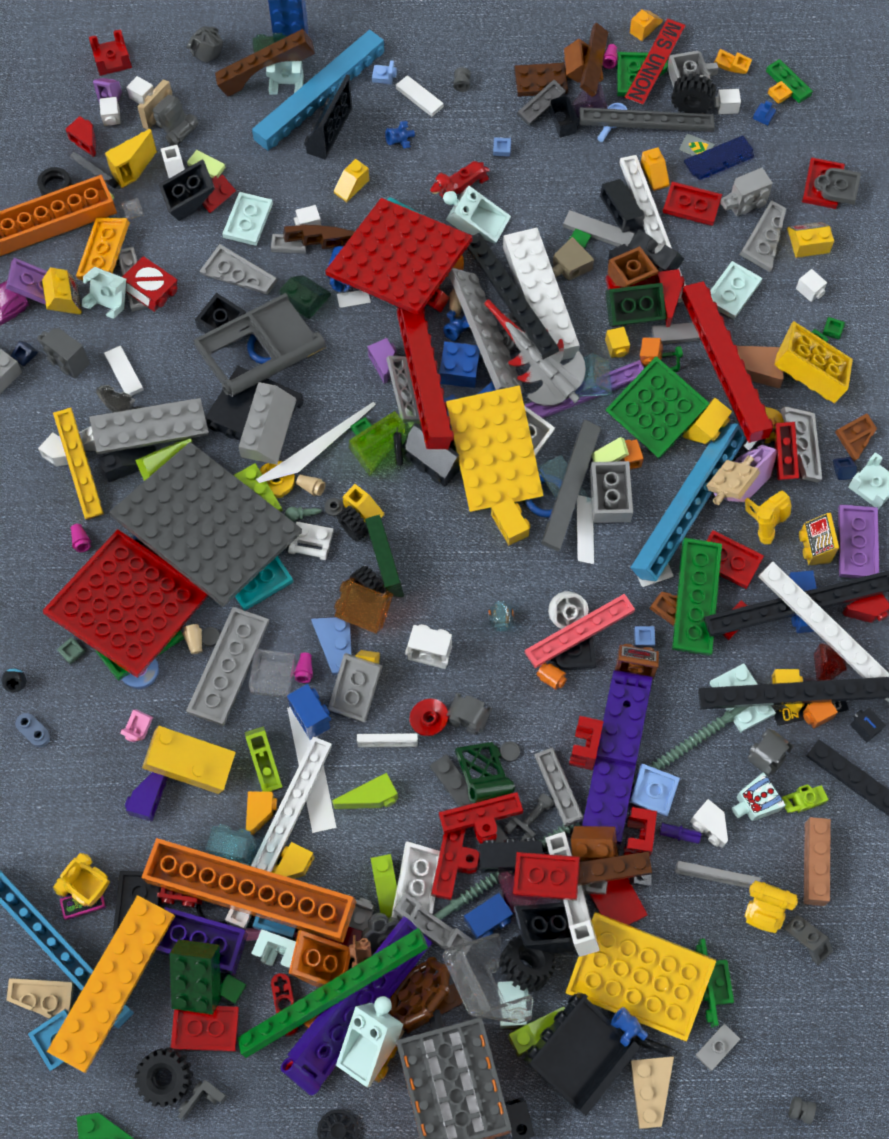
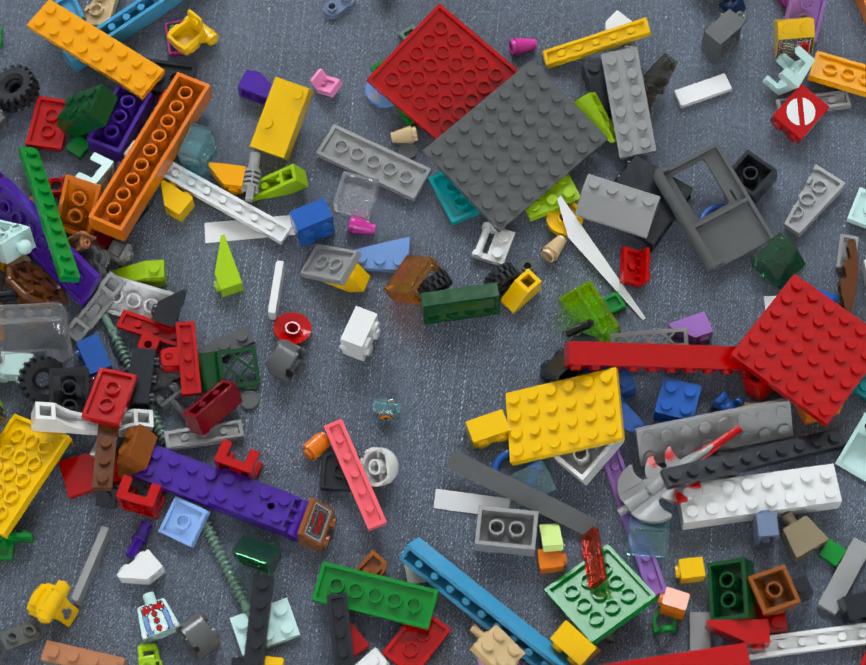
camera: 100 degrees right, 0 degrees up
(260, 783) = (252, 177): none -> light grey hinge
(297, 513) = (523, 230): sand green bar -> none
(324, 410) = (634, 266): none -> red bracket
(425, 840) = (169, 309): none -> black slope
(532, 777) = (212, 407): none -> dark red brick
(573, 284) = (765, 529): none -> sand blue brick
(625, 414) = (593, 558): none -> clear red plate
(644, 636) = (343, 541): medium blue plate -> none
(664, 260) = (787, 632): black arch -> none
(675, 711) = (257, 554): none -> clear green slope

